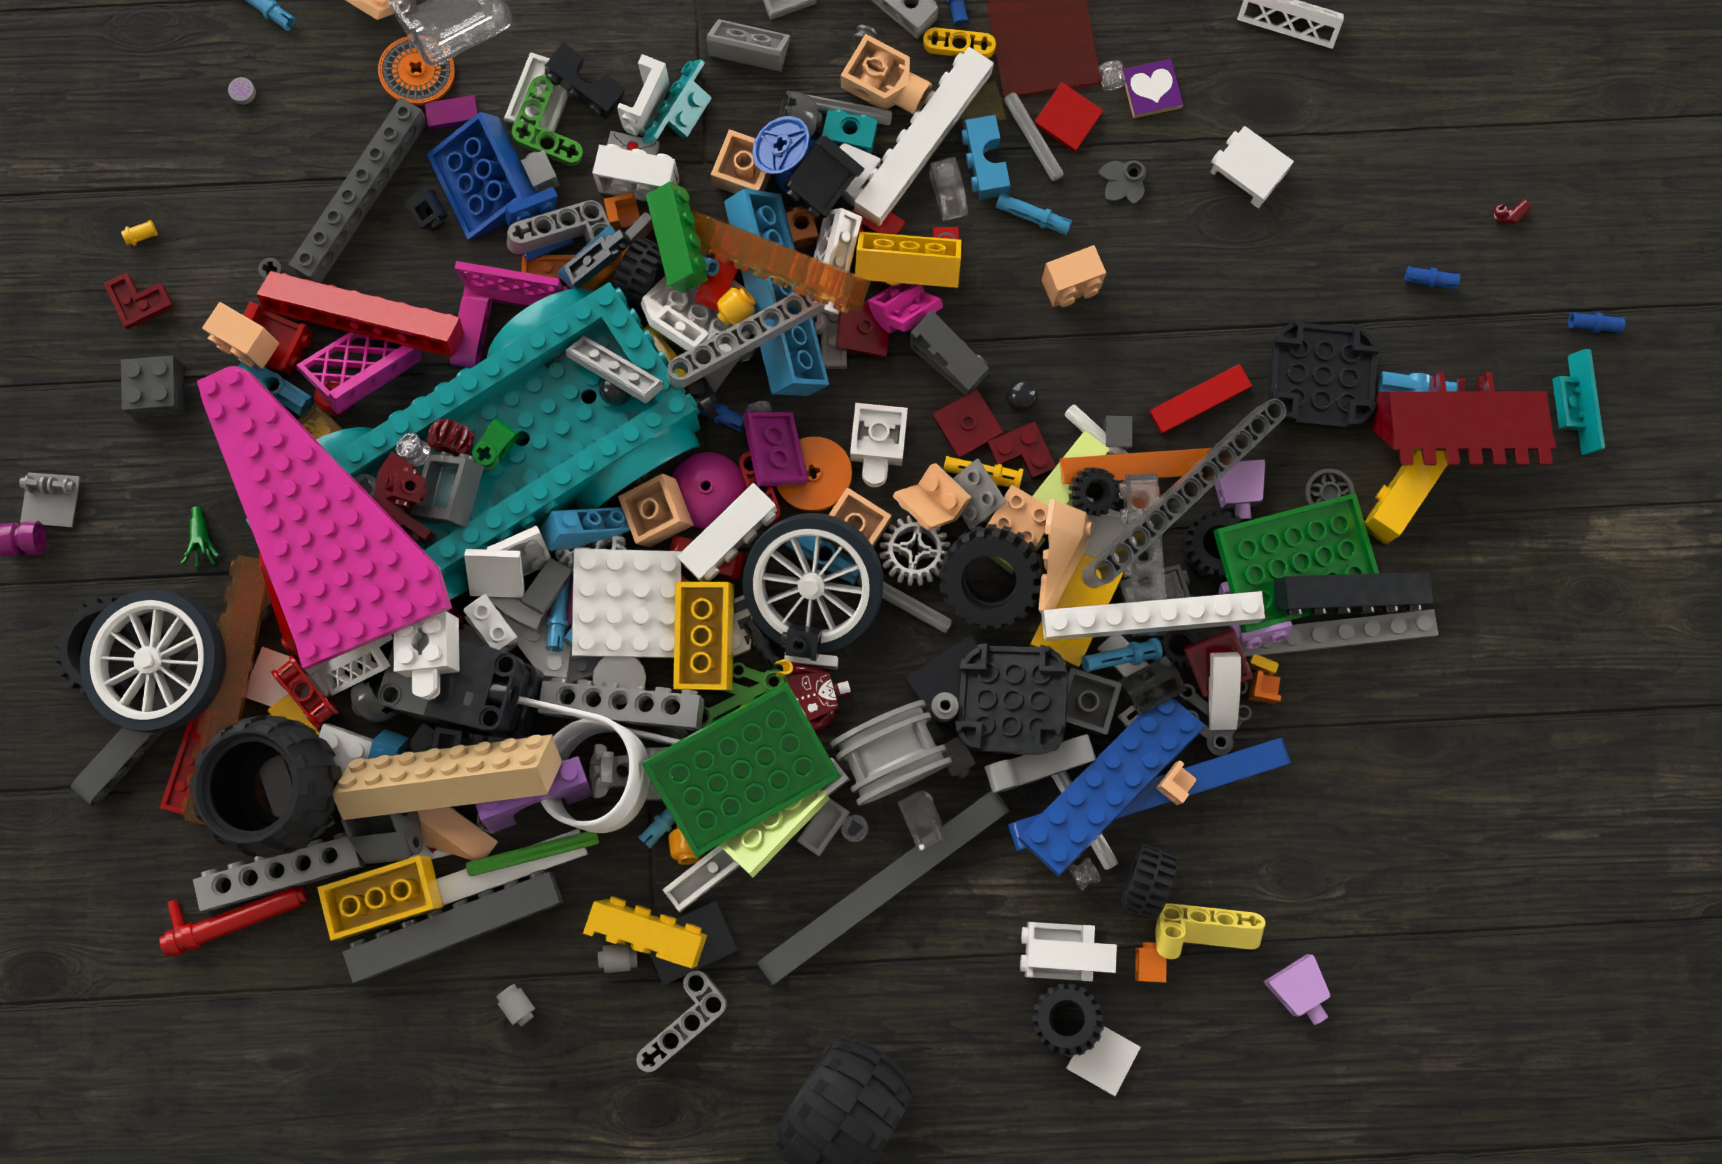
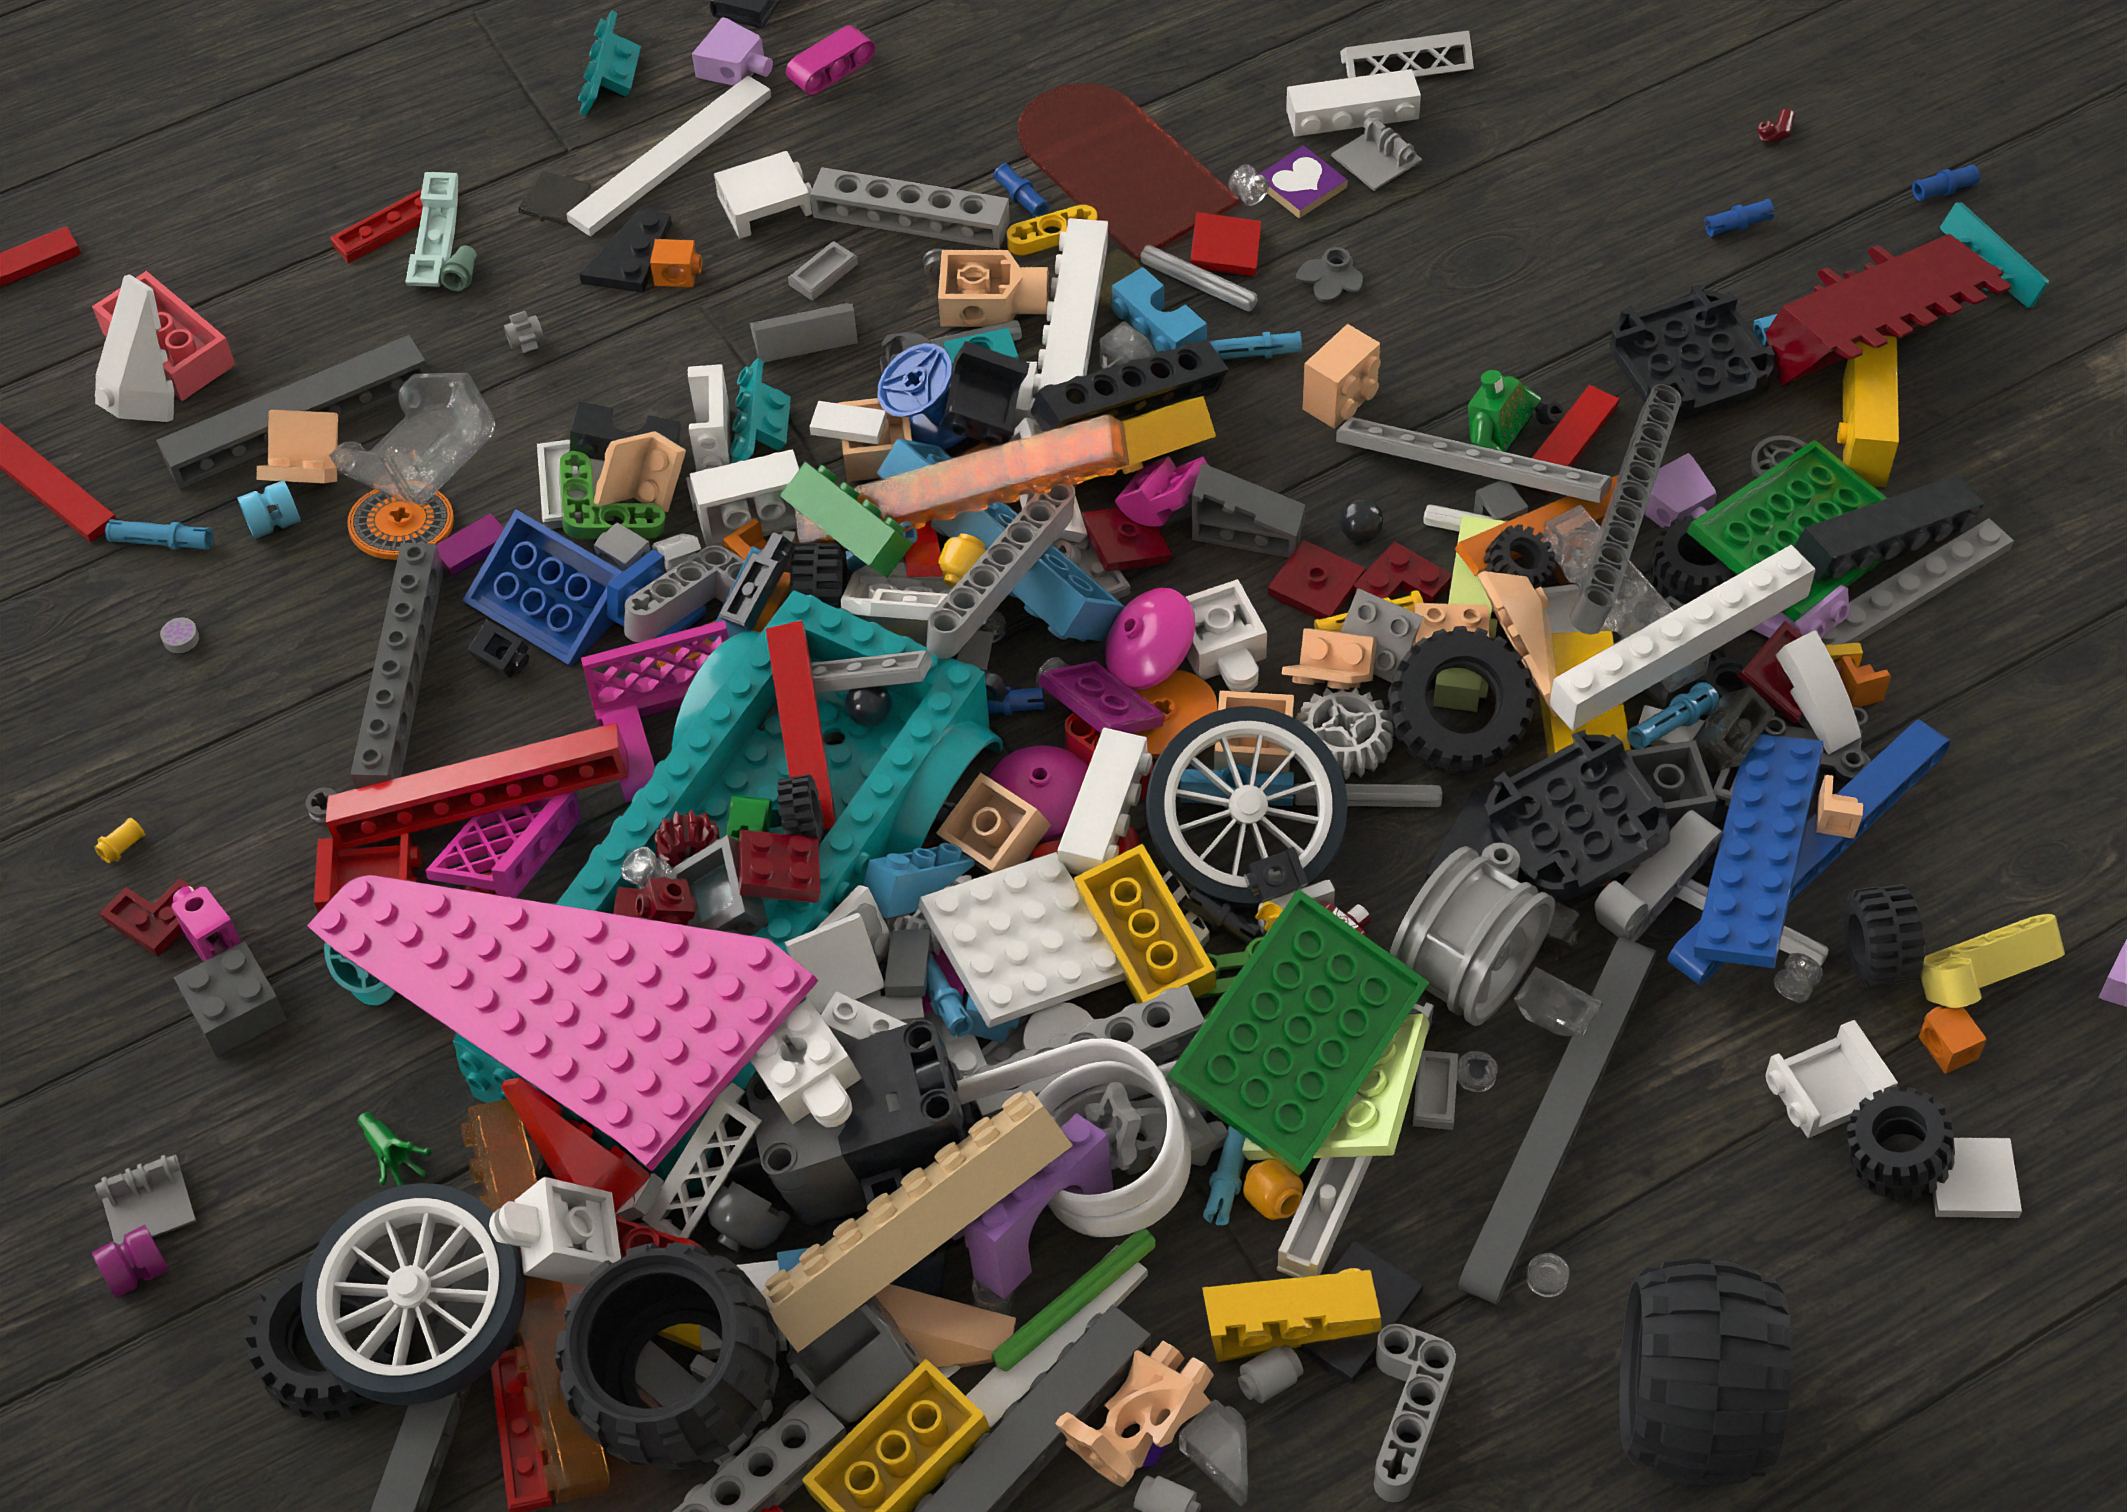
camera: 25 degrees left, 25 degrees down
(157, 330) = (200, 918): none -> dark pink torso
(240, 336) = (328, 857): light nougat brick -> none
(248, 669) = (560, 1230): none -> white brick
(333, 21) = (257, 515): none -> medium azure wheel
(487, 495) = (779, 866): none -> dark red plate
(524, 457) = (800, 807): none -> black tyre
(541, 951) = (1152, 1398): none -> light nougat hips
(560, 391) = (800, 711): none -> red tile
(564, 988) = (1219, 1448): none -> clear slope
(572, 189) = (677, 549): none -> white tile
(581, 113) = (640, 469): none -> light nougat bracket
(725, 151) = (848, 422): none -> white tile
(814, 981) = (1547, 1275): none -> clear tile
(830, 420) = (1150, 638): none -> dark pink dish
(862, 224) = (1132, 387): none -> black brick
(1071, 955) = (1853, 1061): white slope -> none
(1121, 389) = (1475, 459): none -> light grey tile
(1160, 362) = (1503, 410): none -> green torso
(1216, 93) = (1377, 155): none -> light grey hinge
(1227, 39) = (1351, 101): none -> white brick
(1252, 164) = (1464, 197): white panel -> none

